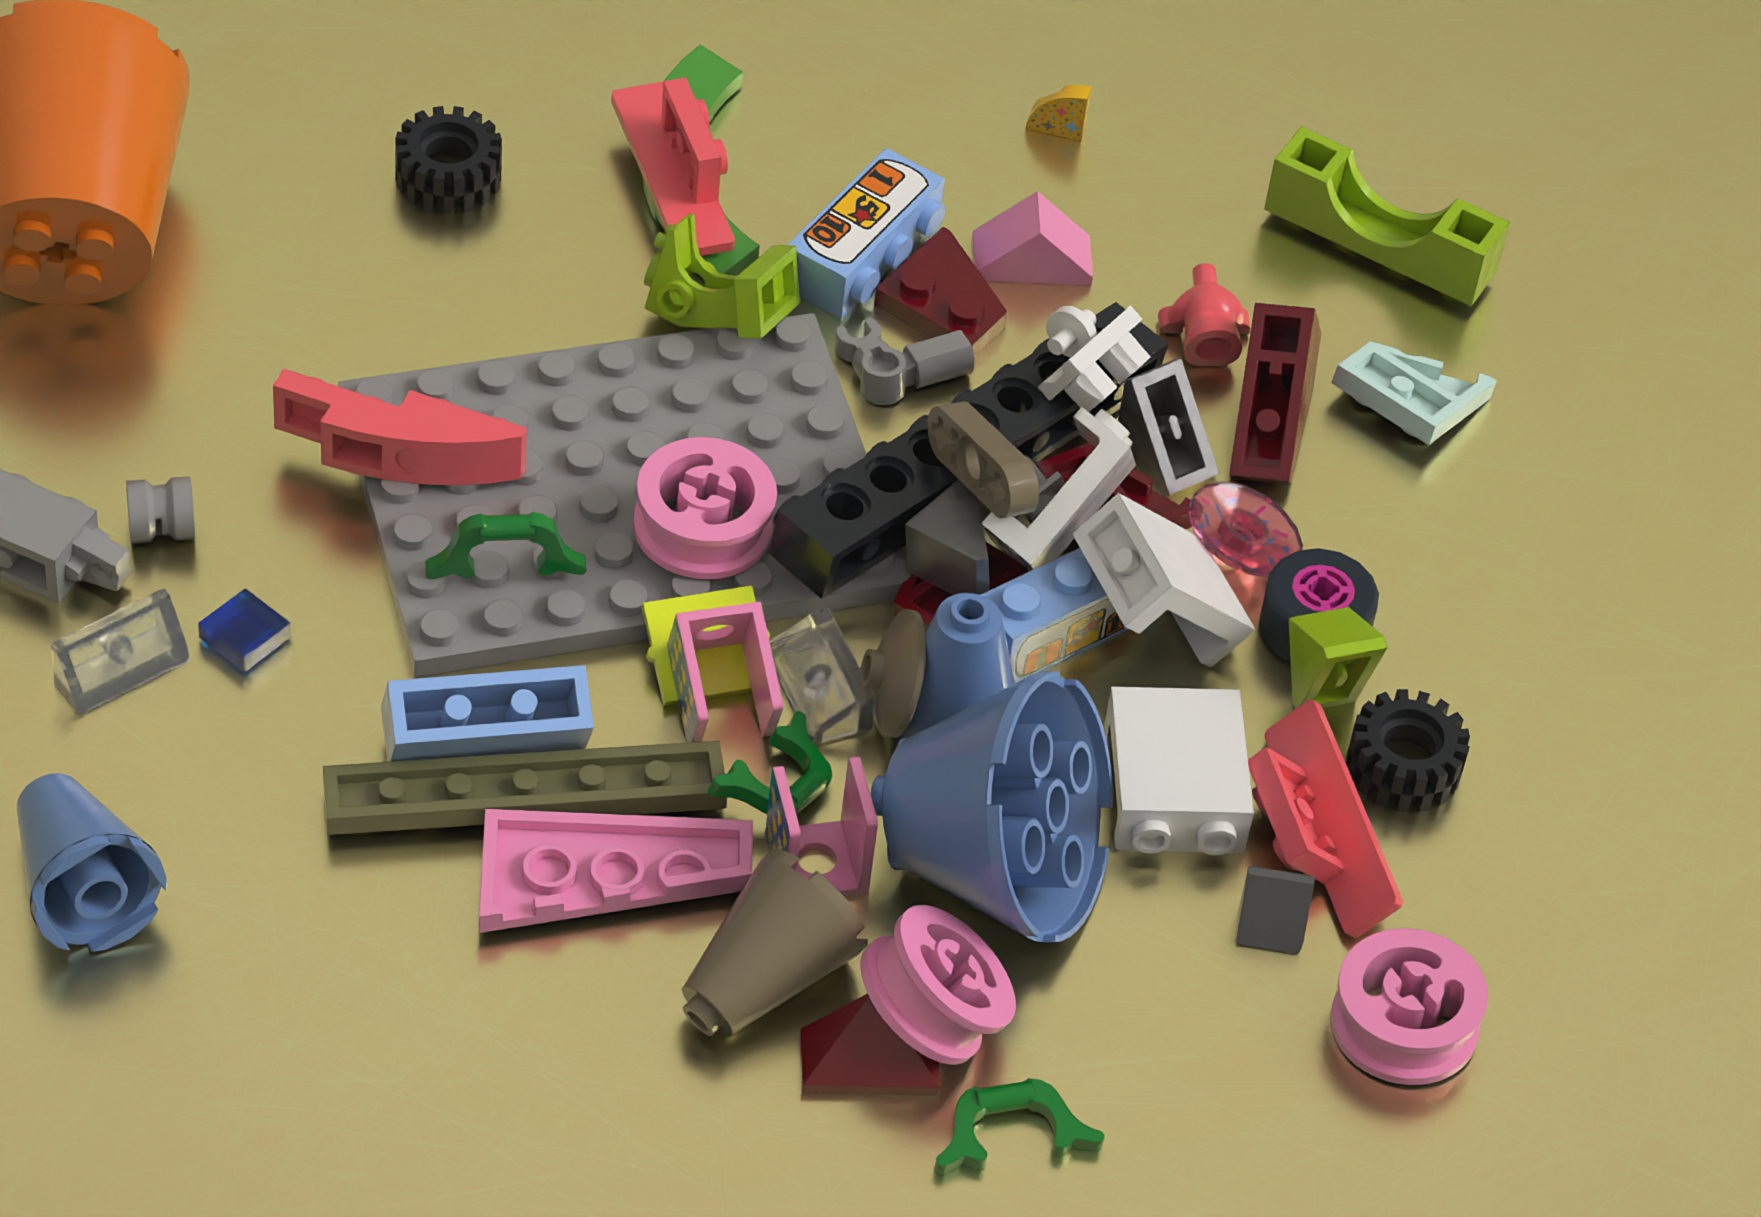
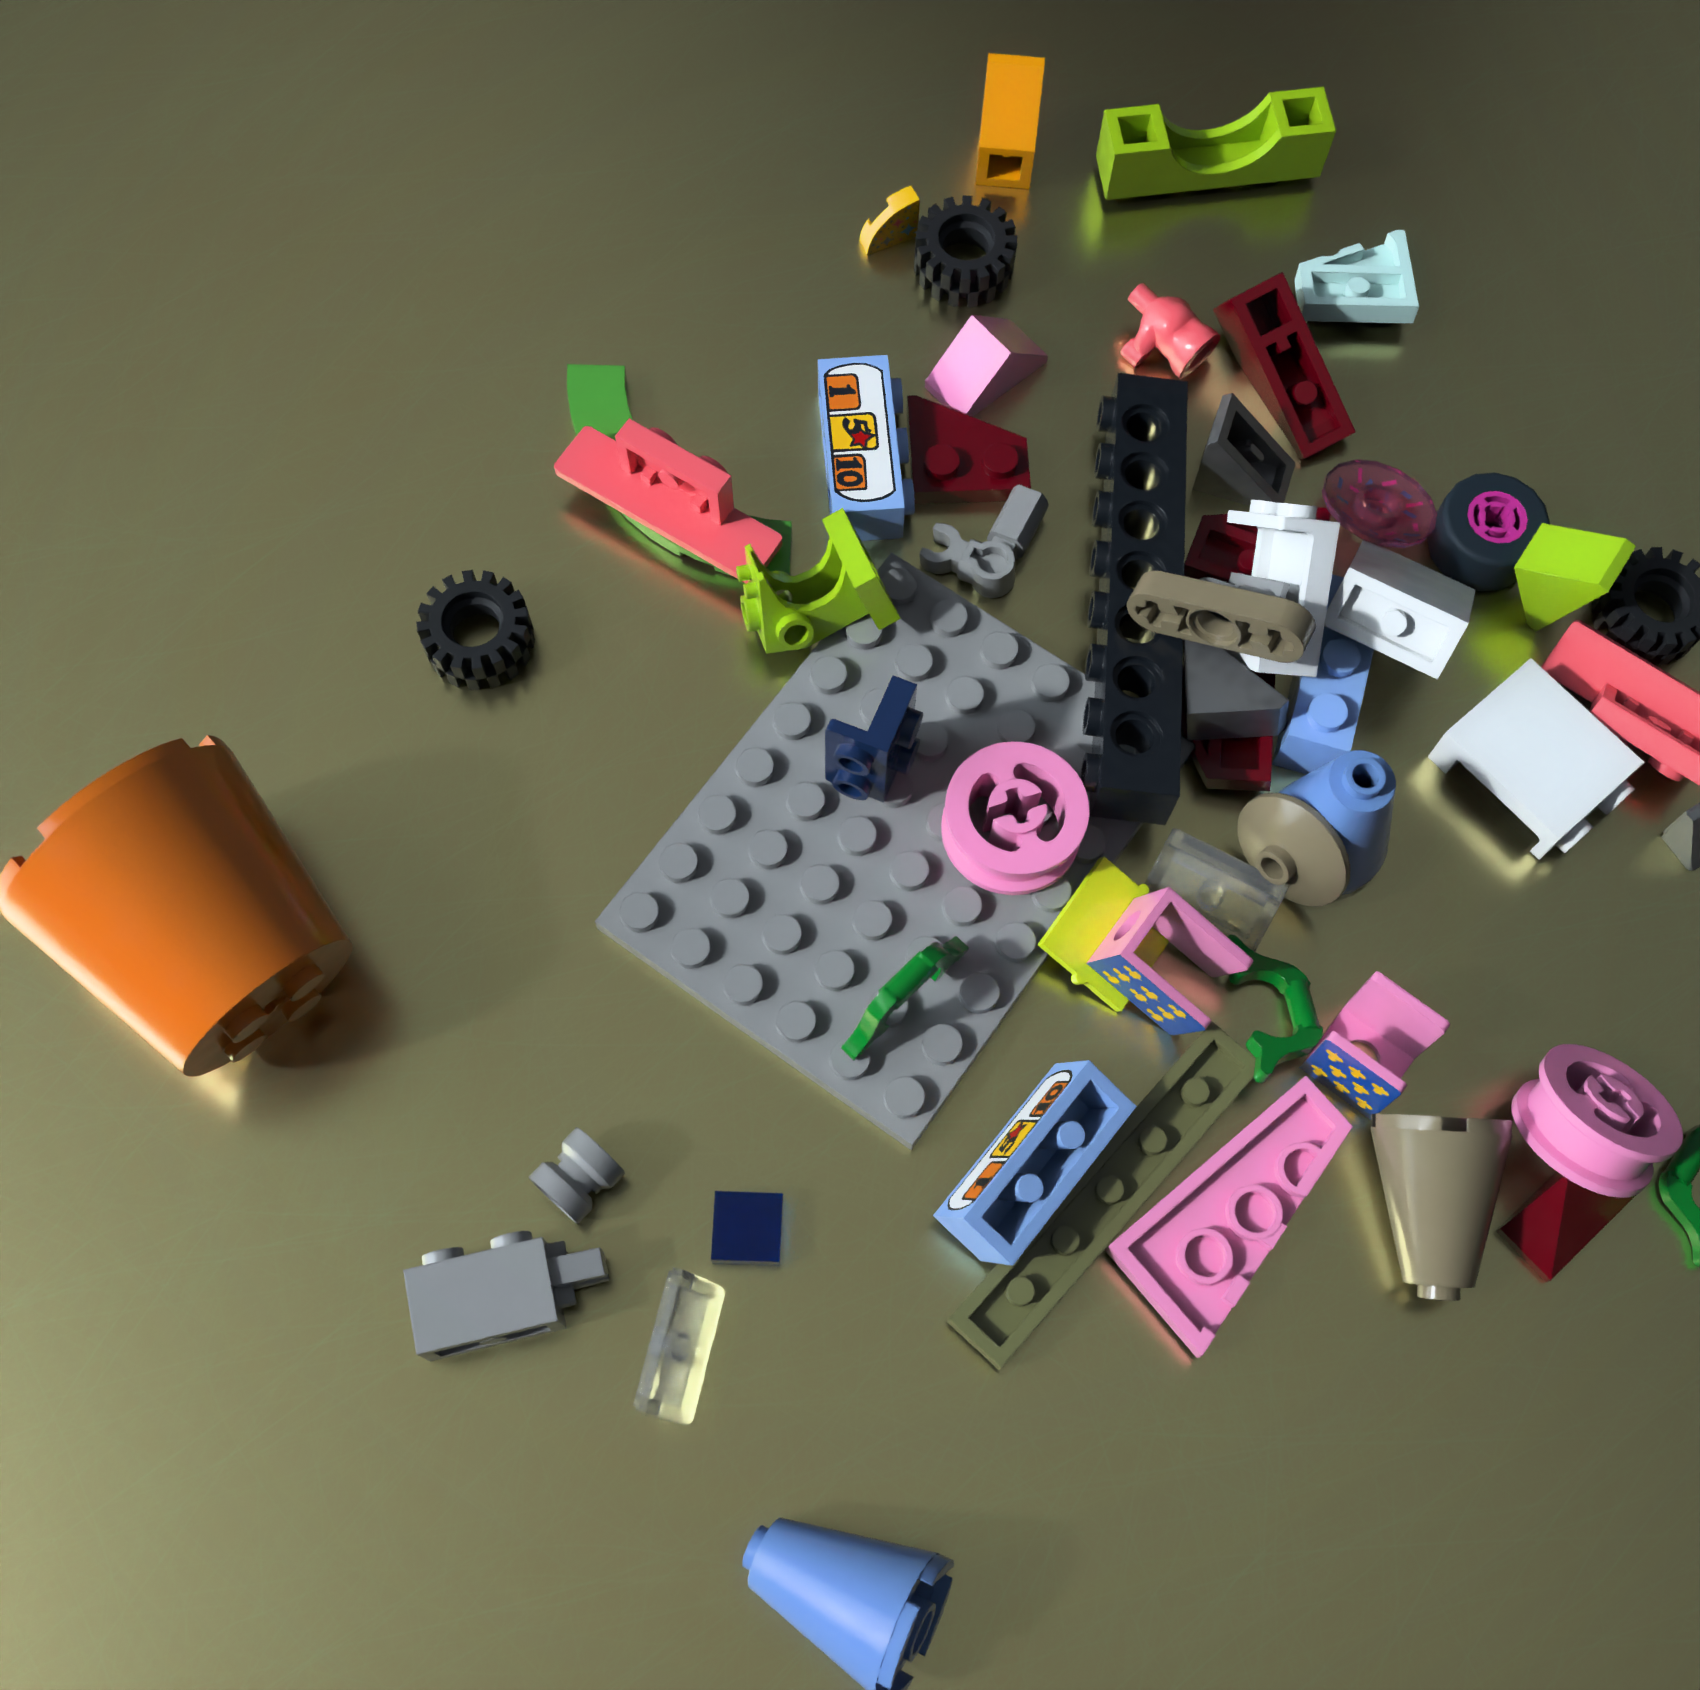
camera: 35 degrees left, 20 degrees up
(412, 443) = (740, 941): coral slope -> none
(646, 383) = (867, 761): none -> dark blue bracket
(1006, 805) = (1493, 928): medium blue cone -> none
(1075, 336) = (1171, 444): white hips -> none
(1093, 187) = (965, 225): none -> black tyre
(1223, 97) = (1009, 120): none -> light orange slope

